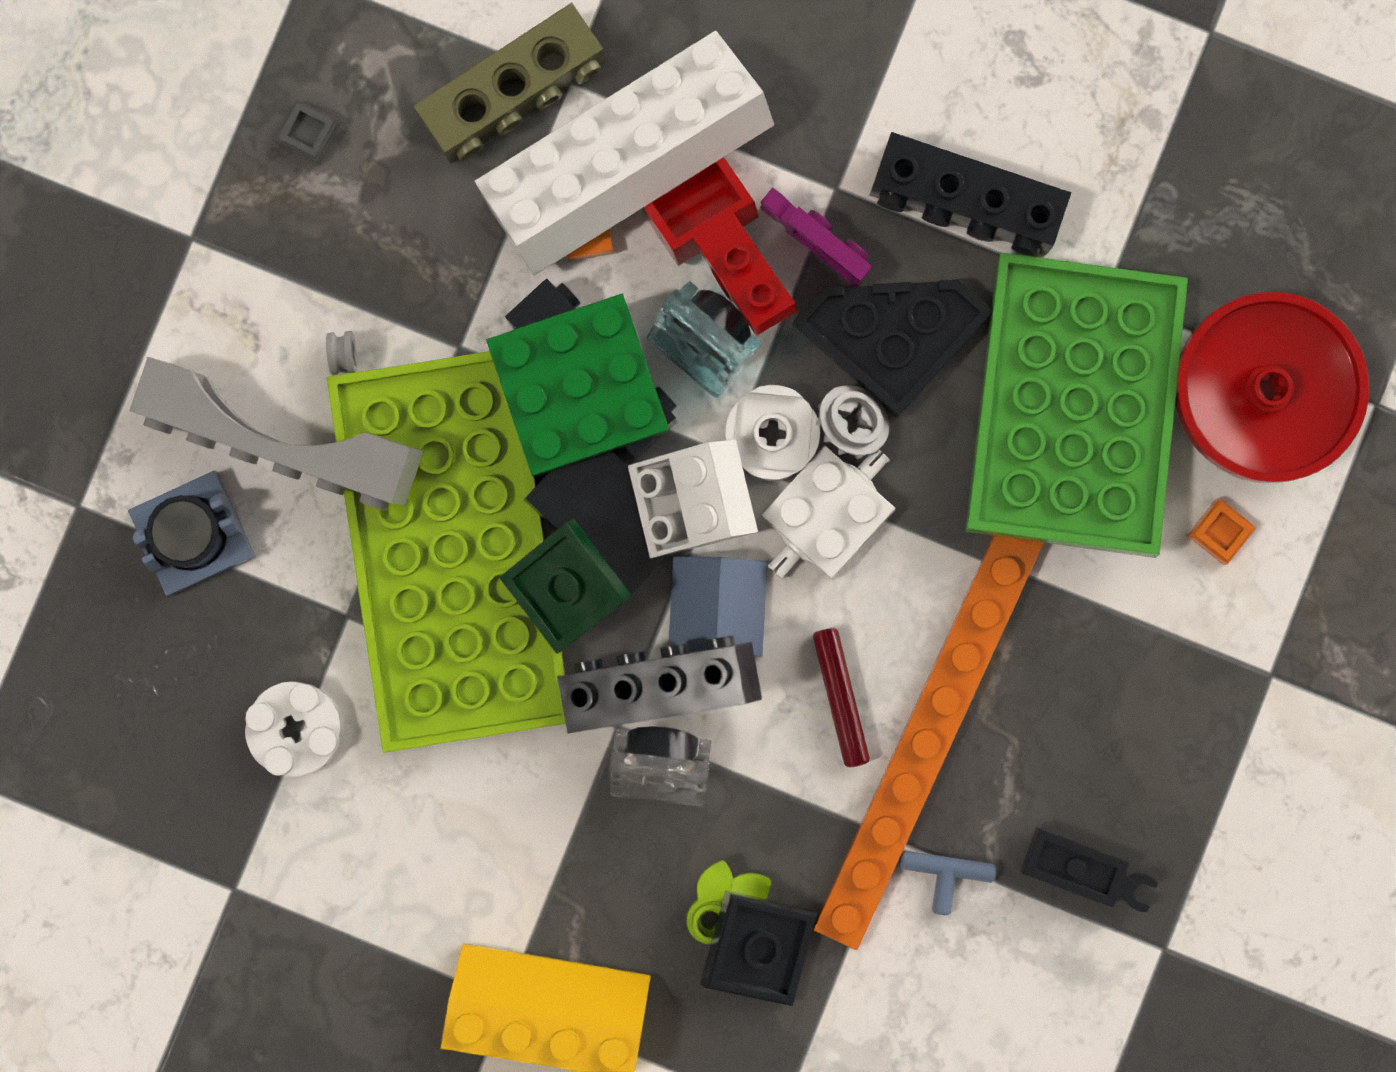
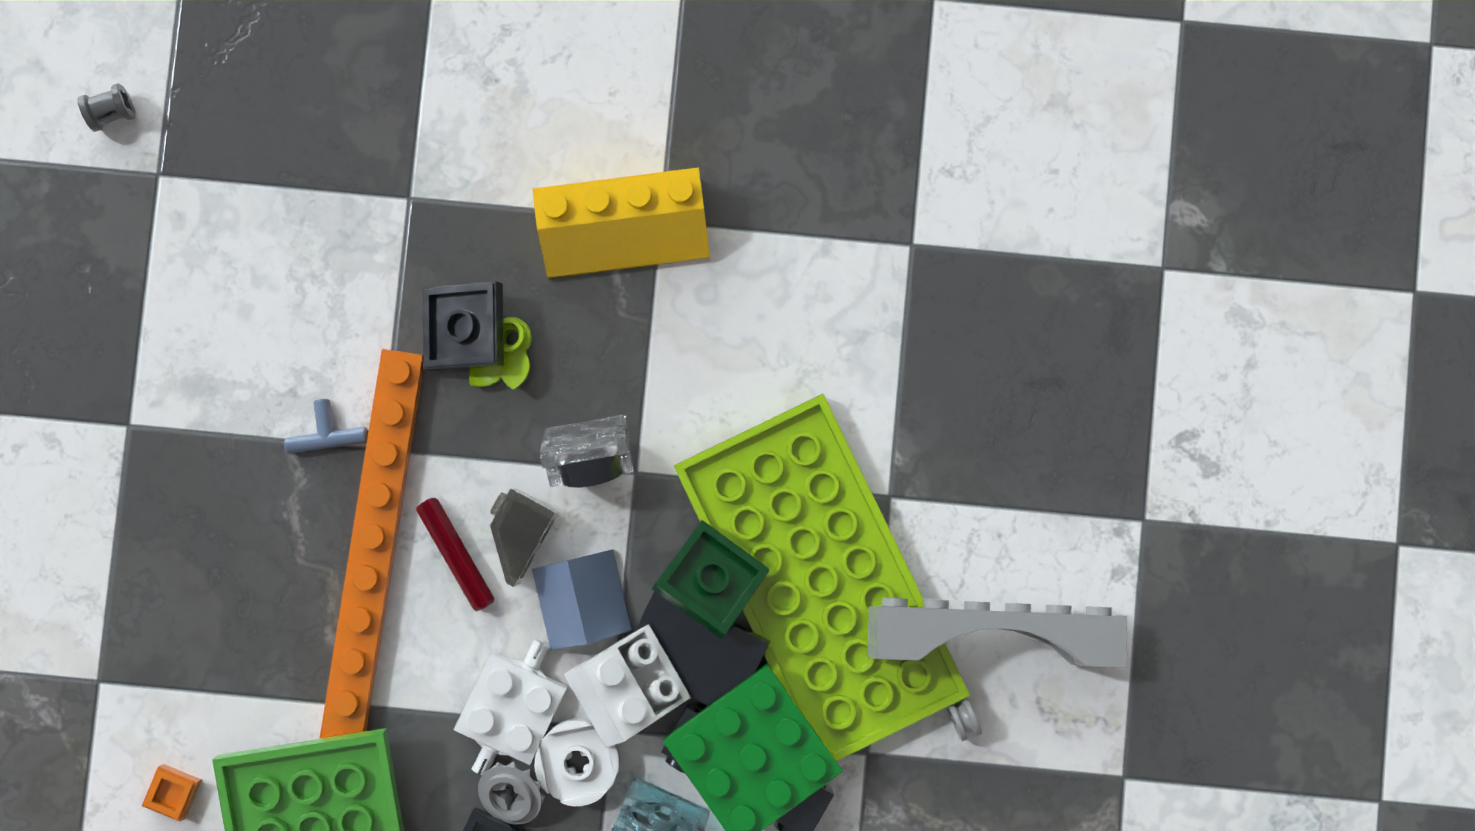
camera: 160 degrees right, 0 degrees up
(190, 533) = (1042, 527): piece -> none
(267, 719) = (905, 366): white plate -> none
(659, 687) = (605, 518): black brick -> none
(763, 720) = (519, 531): none -> clear smoke slope
(1083, 870) = (211, 471): black plate -> none

